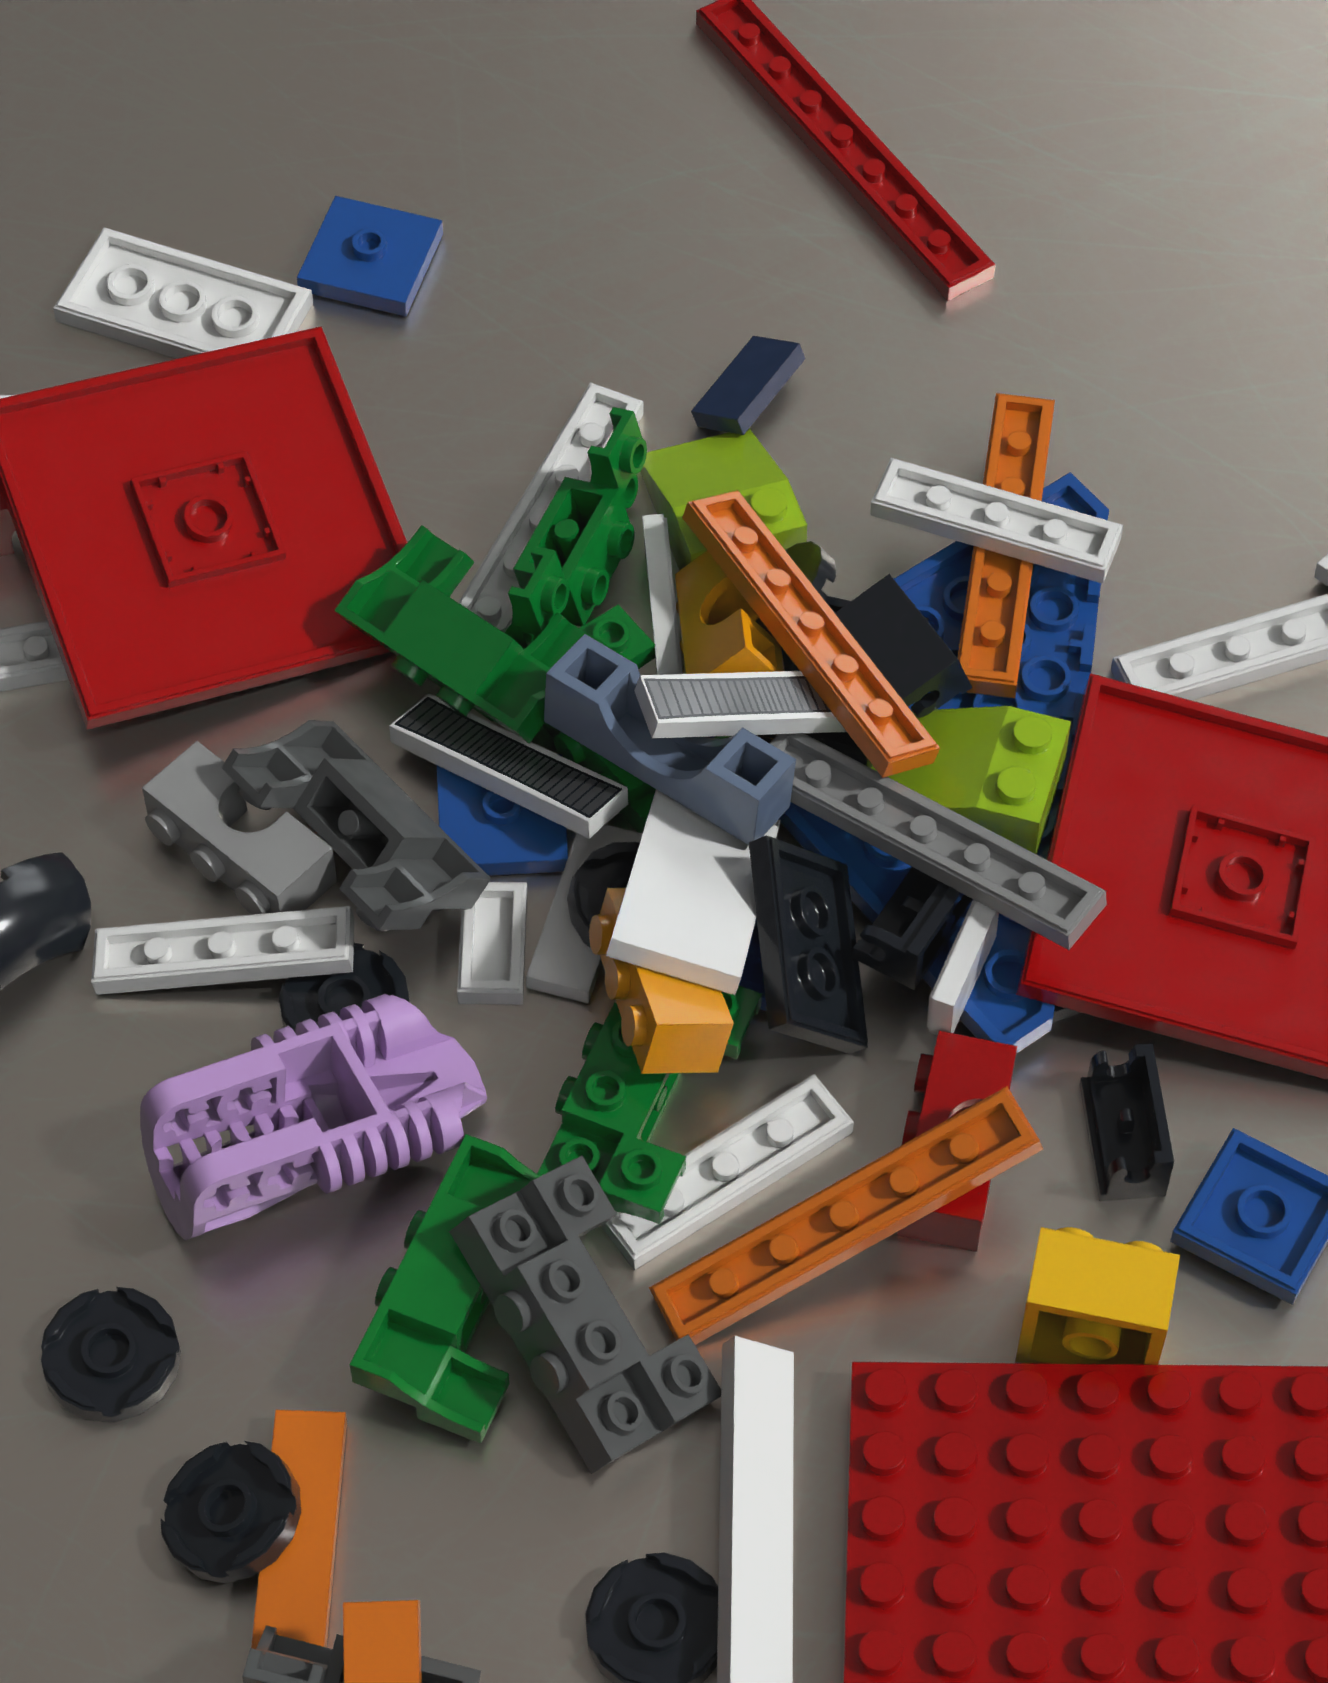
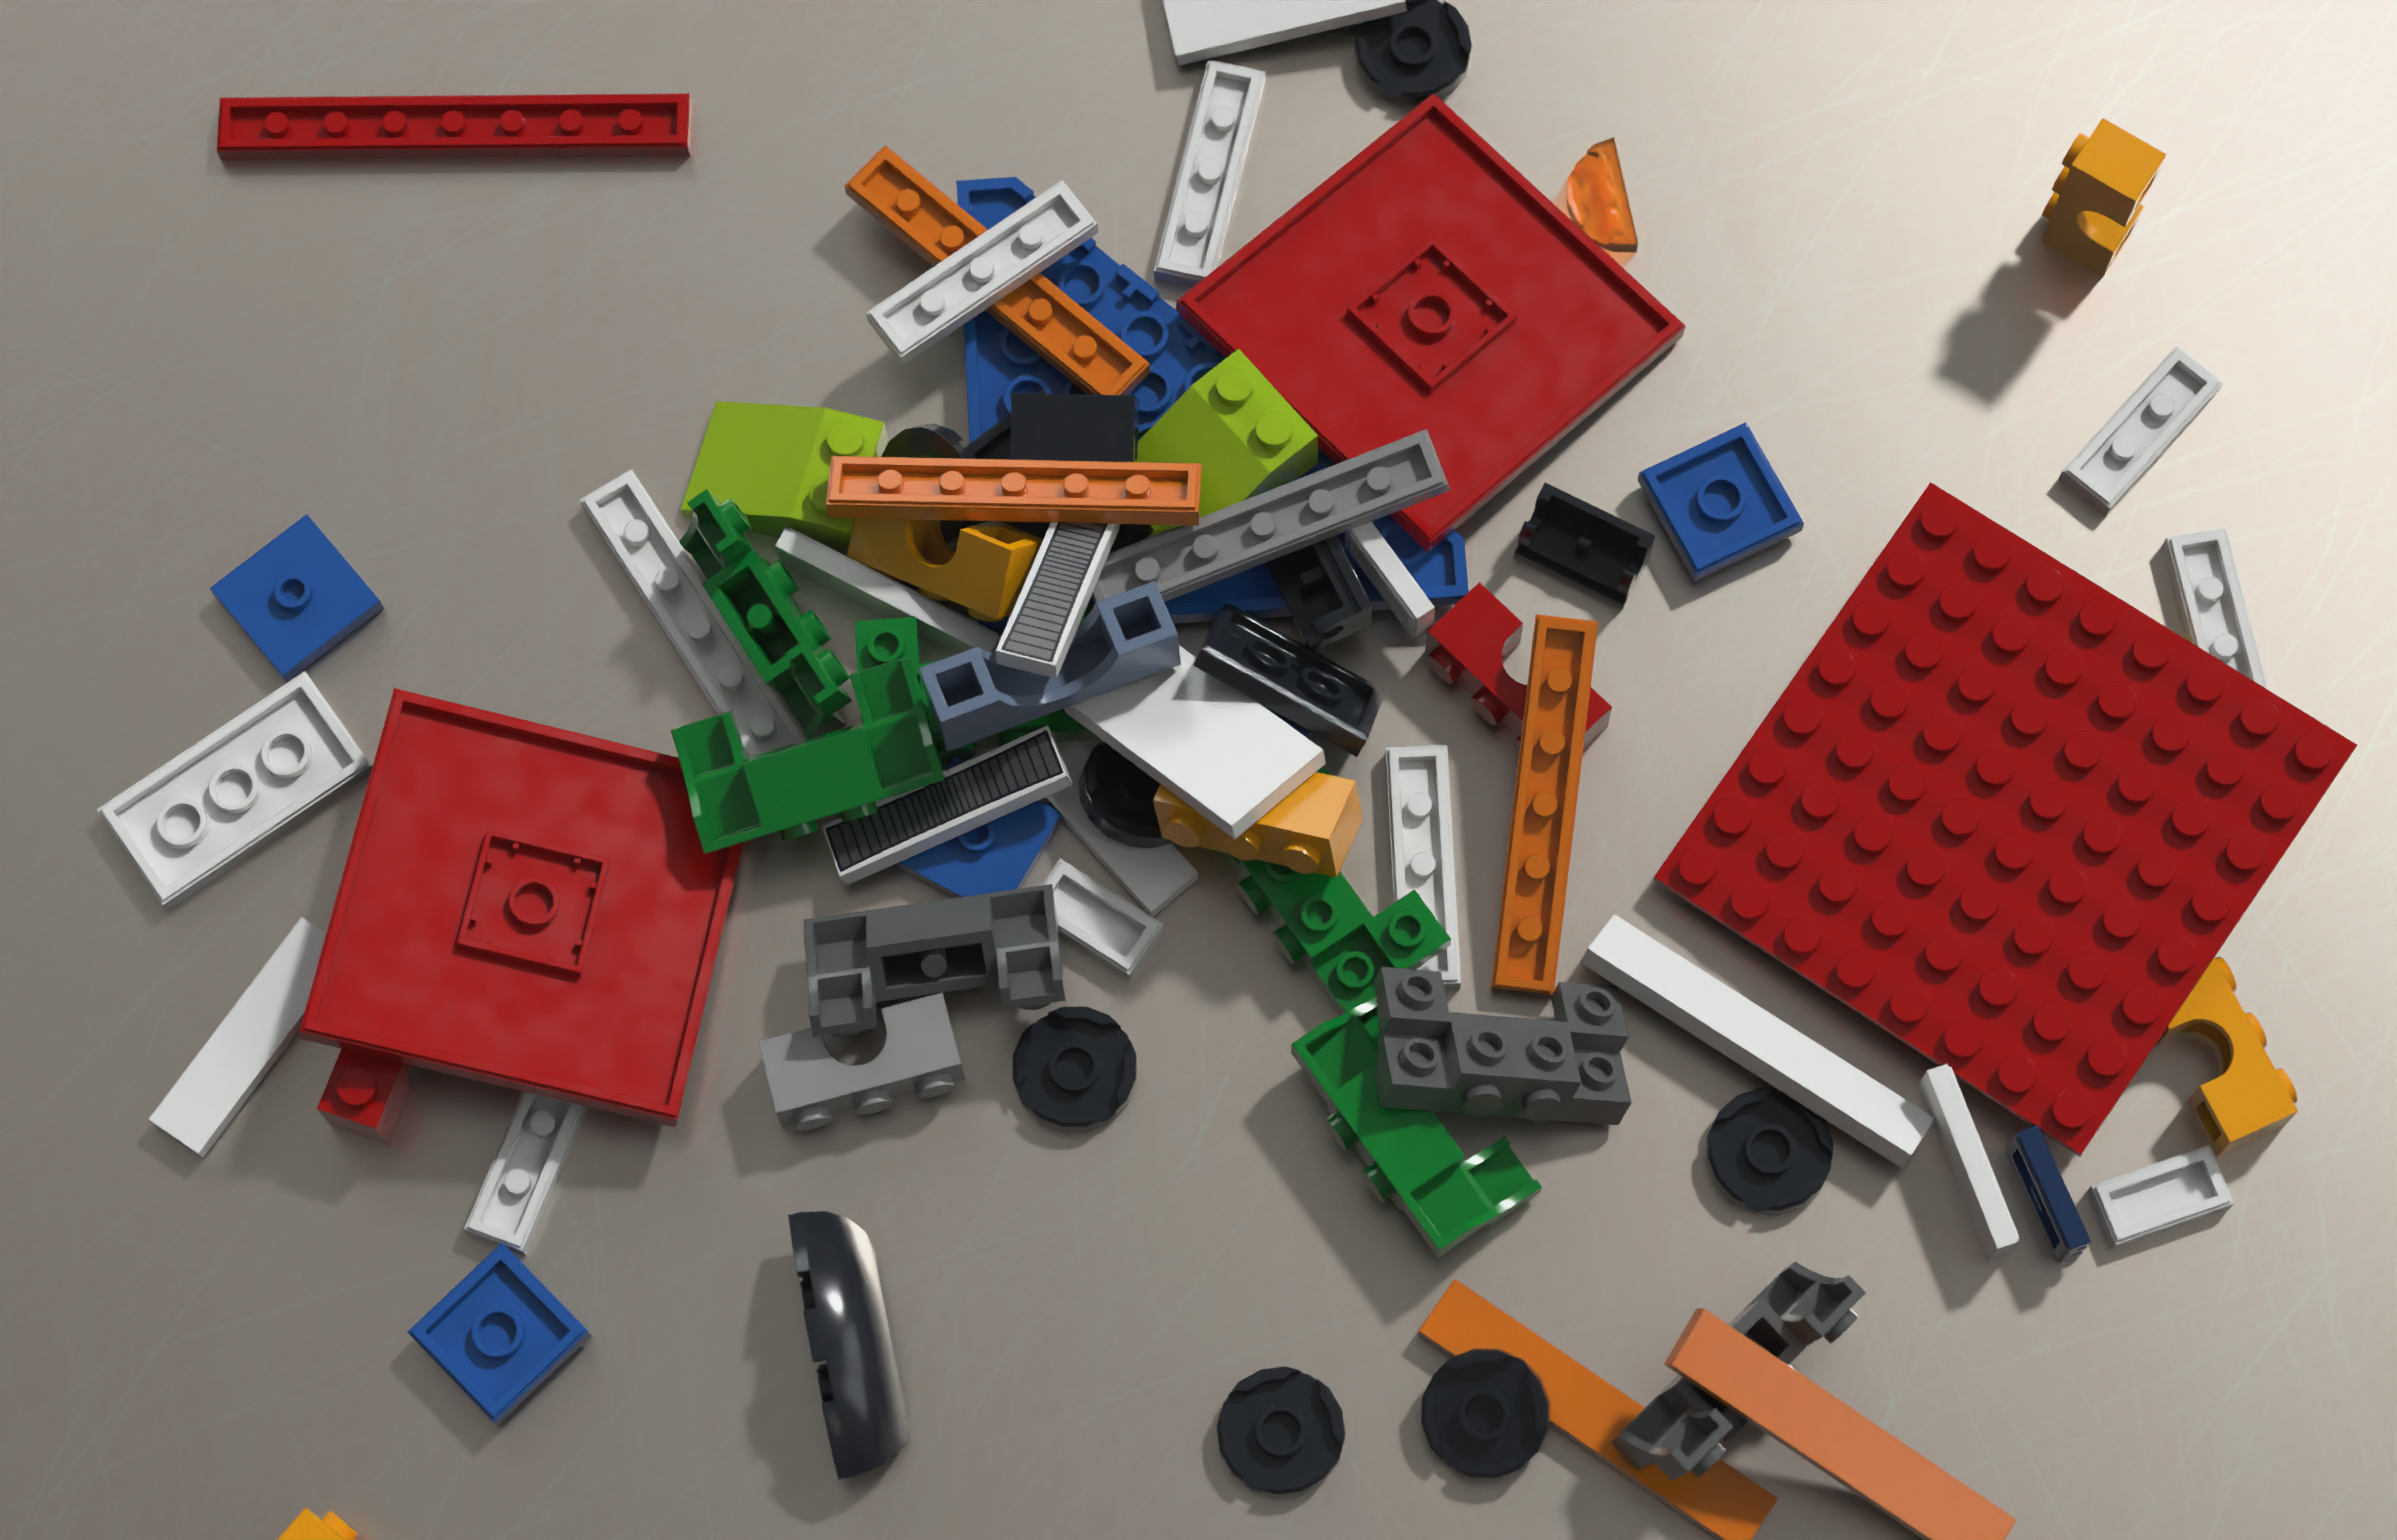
camera: 55 degrees left, 15 degrees up
(223, 950) = (966, 1137): white tile -> none
(321, 1107) = (1188, 1136): lavender connector -> none
(748, 385) = (676, 373): dark blue tile -> none
(1096, 1301) = (1735, 670): yellow brick -> none

